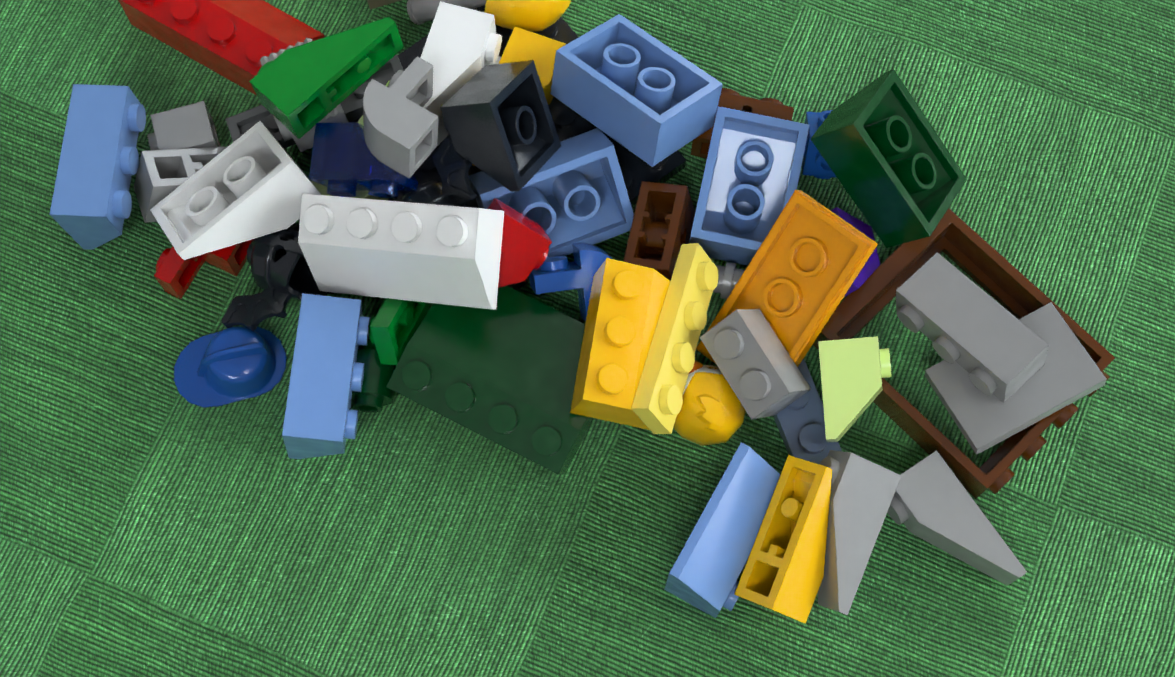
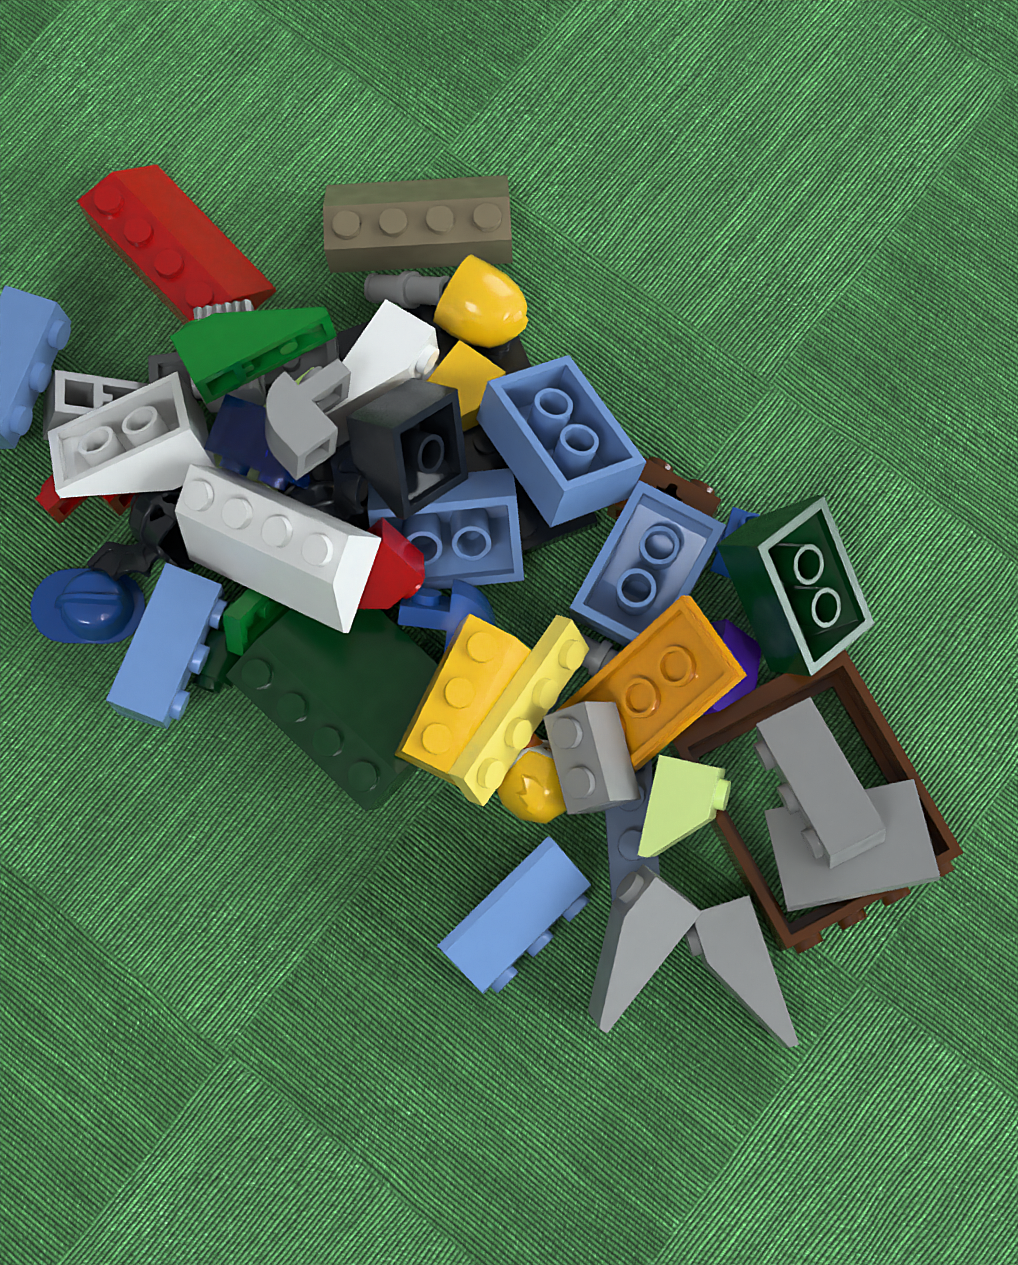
camera: 20 degrees right, 5 degrees up
(183, 128) = (107, 355): light grey brick -> none
(660, 226) = (541, 591): reddish brown brick -> none
(791, 543) = (571, 949): yellow slope -> none

